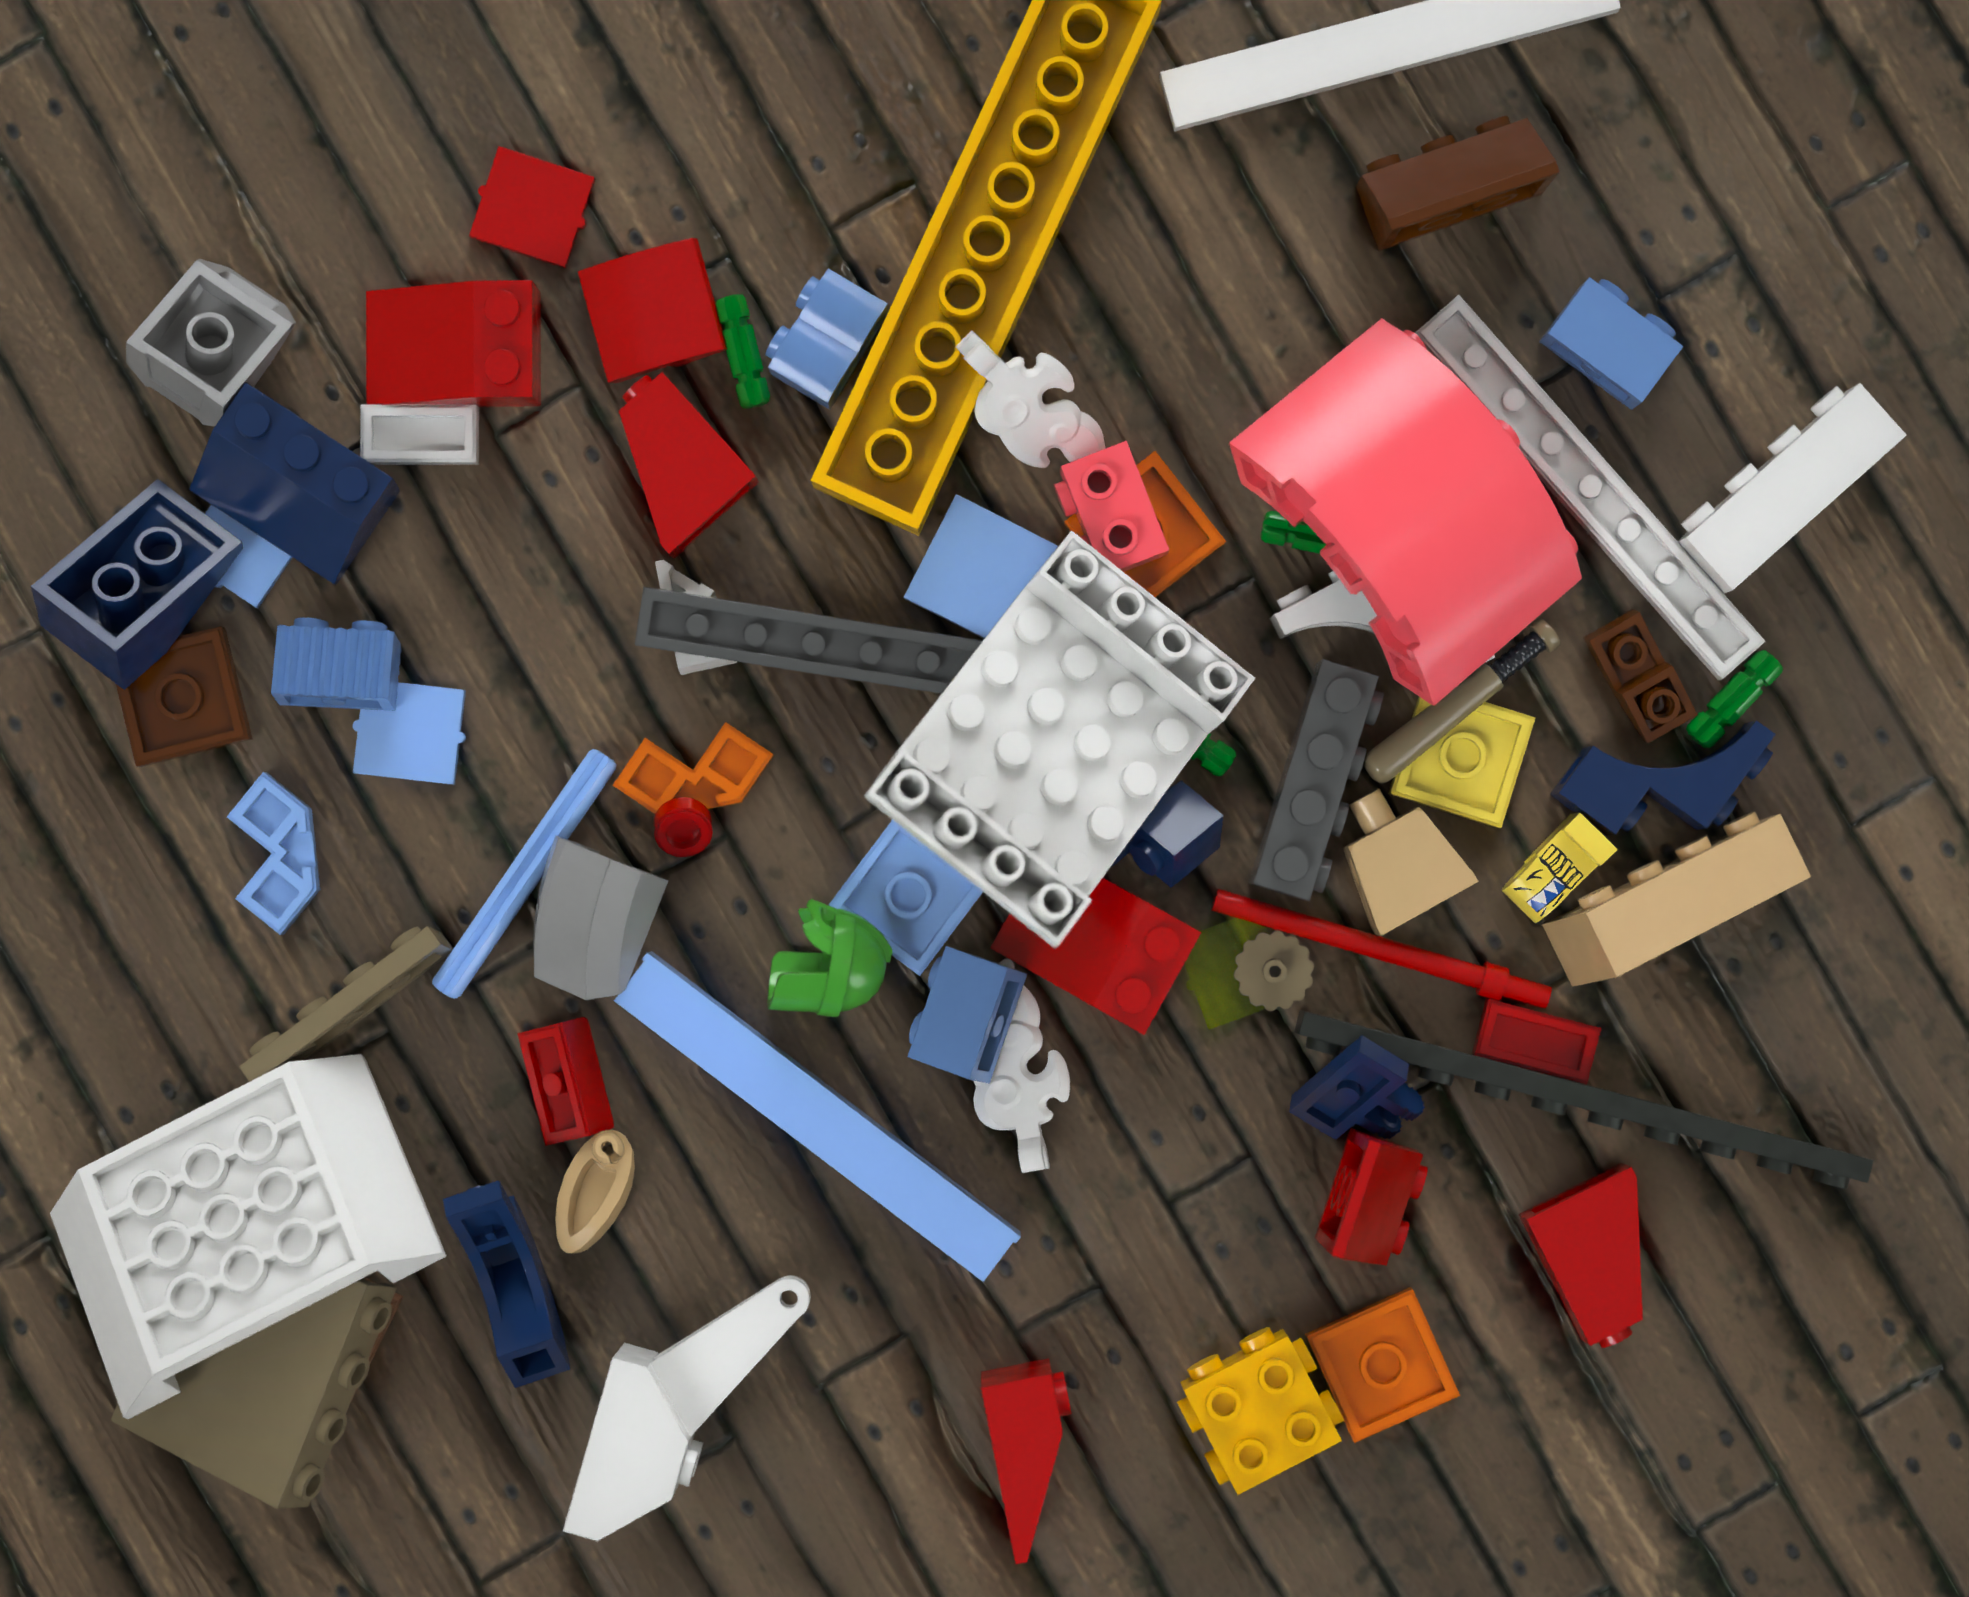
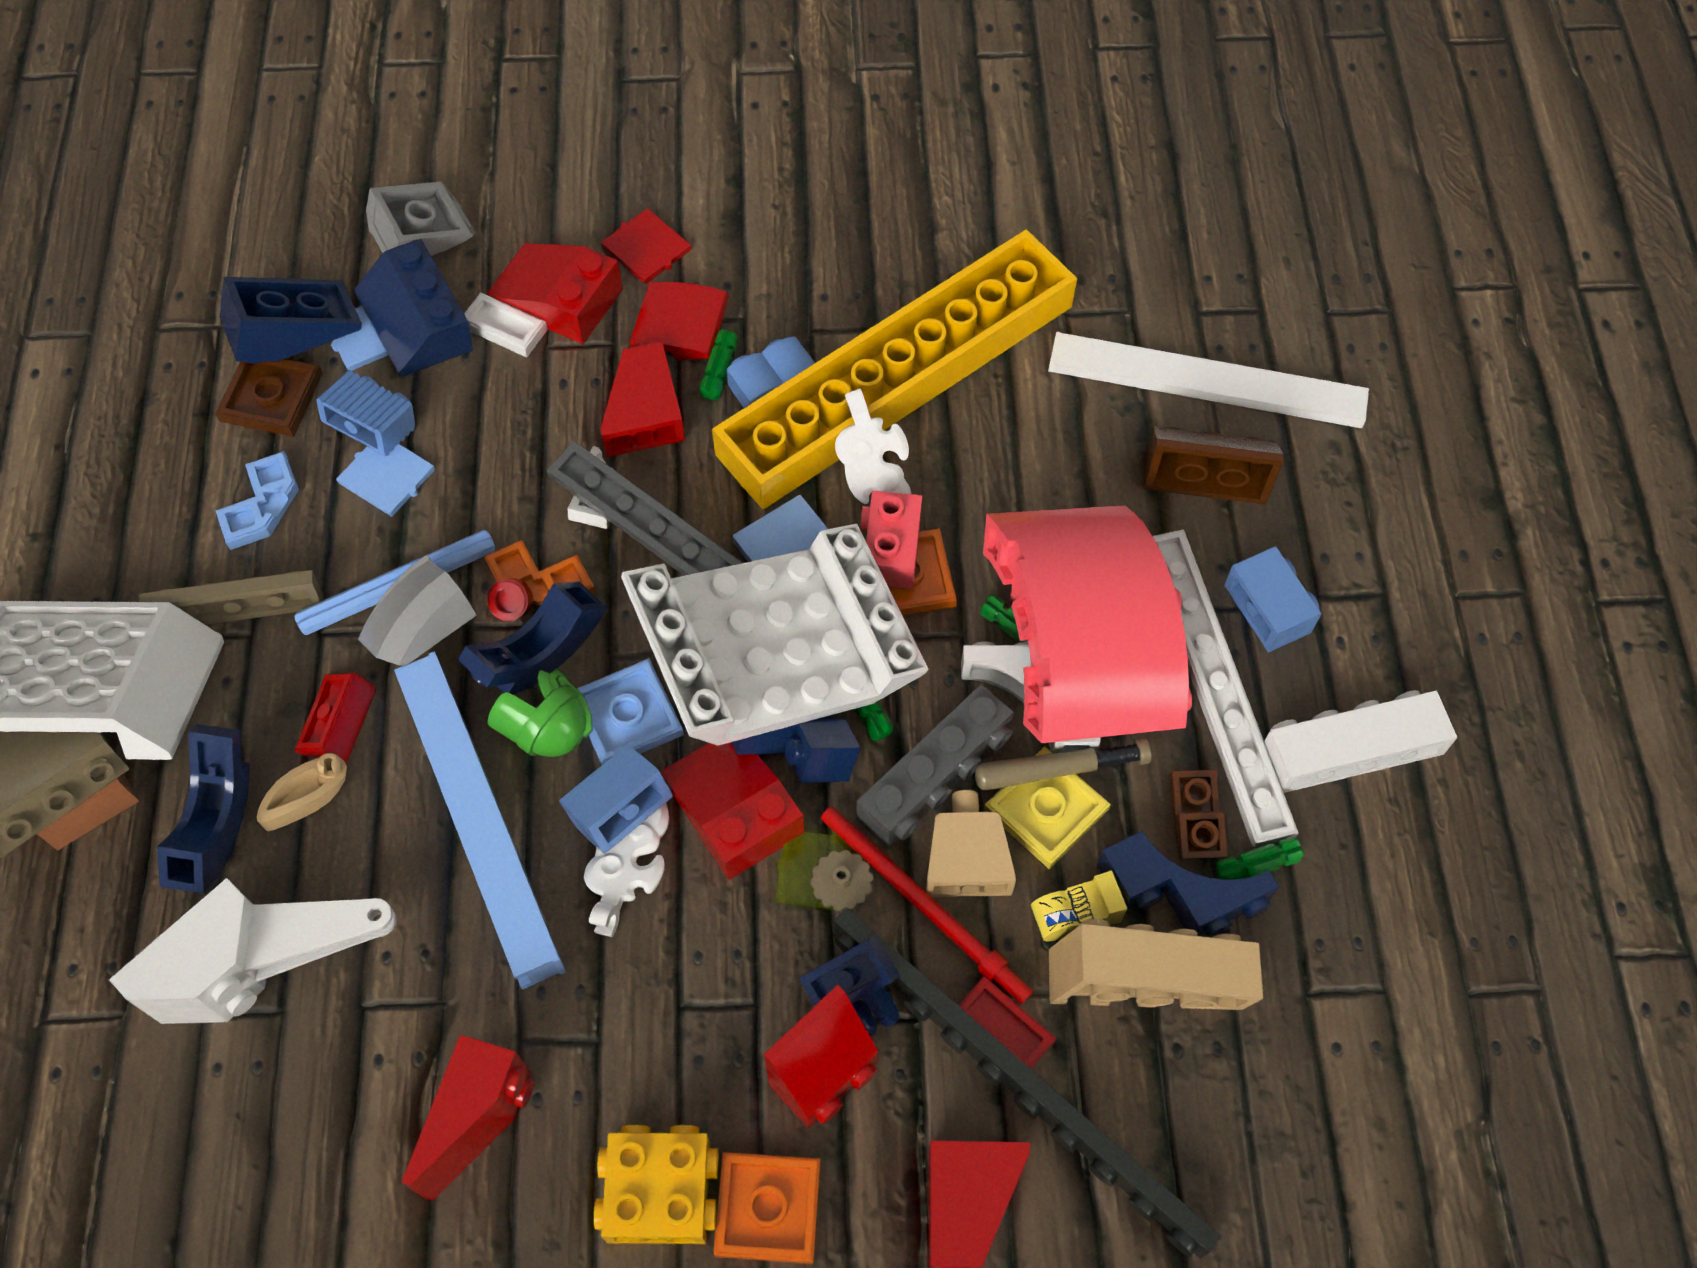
camera: 30 degrees right, 25 degrees down
(756, 871) = (541, 644): none -> dark blue arch

